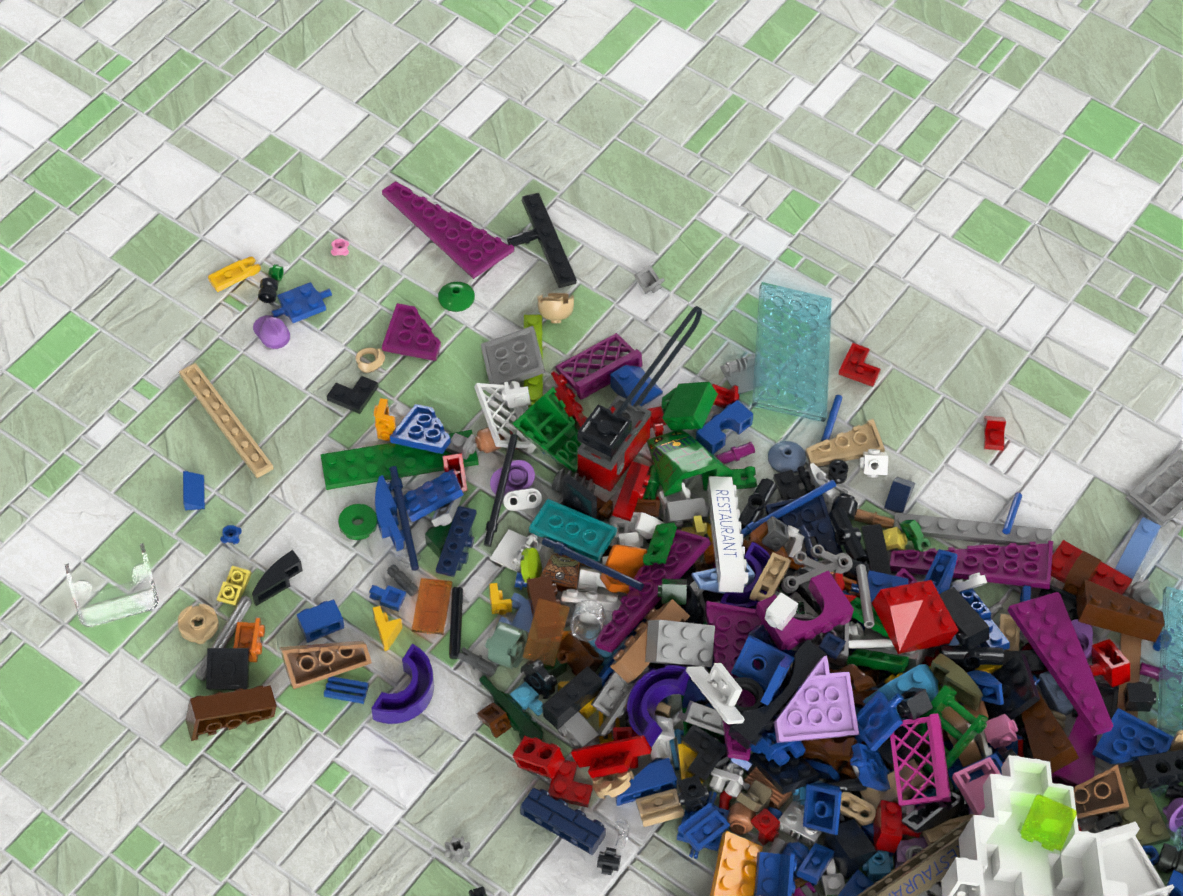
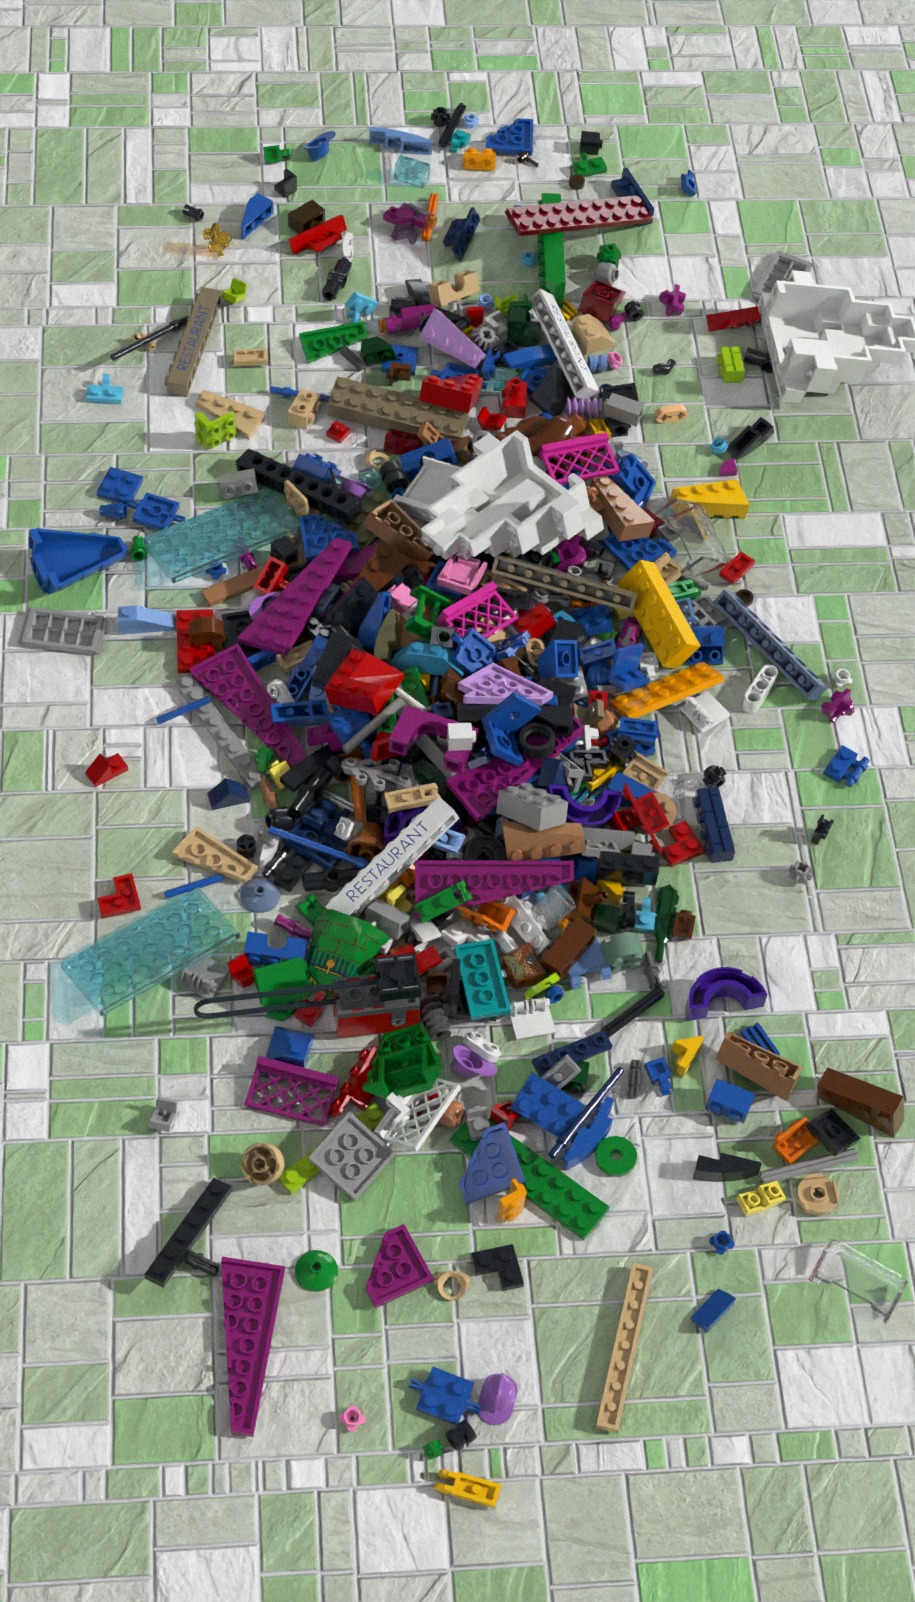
camera: 135 degrees left, 0 degrees up
(432, 606) = (636, 1039): clear orange piece -> none
(492, 525) = (526, 1050): black bar -> none
(498, 605) = (588, 995): yellow bracket -> none
(538, 757) = (690, 869): red brick -> none
(546, 632) = (595, 919): clear orange piece -> none
(562, 549) = (508, 972): dark blue bar -> none
(673, 589) = (489, 845): dark green brick -> none
(719, 689) = (554, 746): white bracket -> none
(777, 534) = (361, 825): dark grey bracket -> none
(880, 466) = (218, 822): white brick -> none
(1047, 823) = (472, 508): clear neon green bracket -> none
(1117, 612) = (227, 595): reddish brown wedge -> none
(1141, 593) = (186, 597): light grey bracket -> none

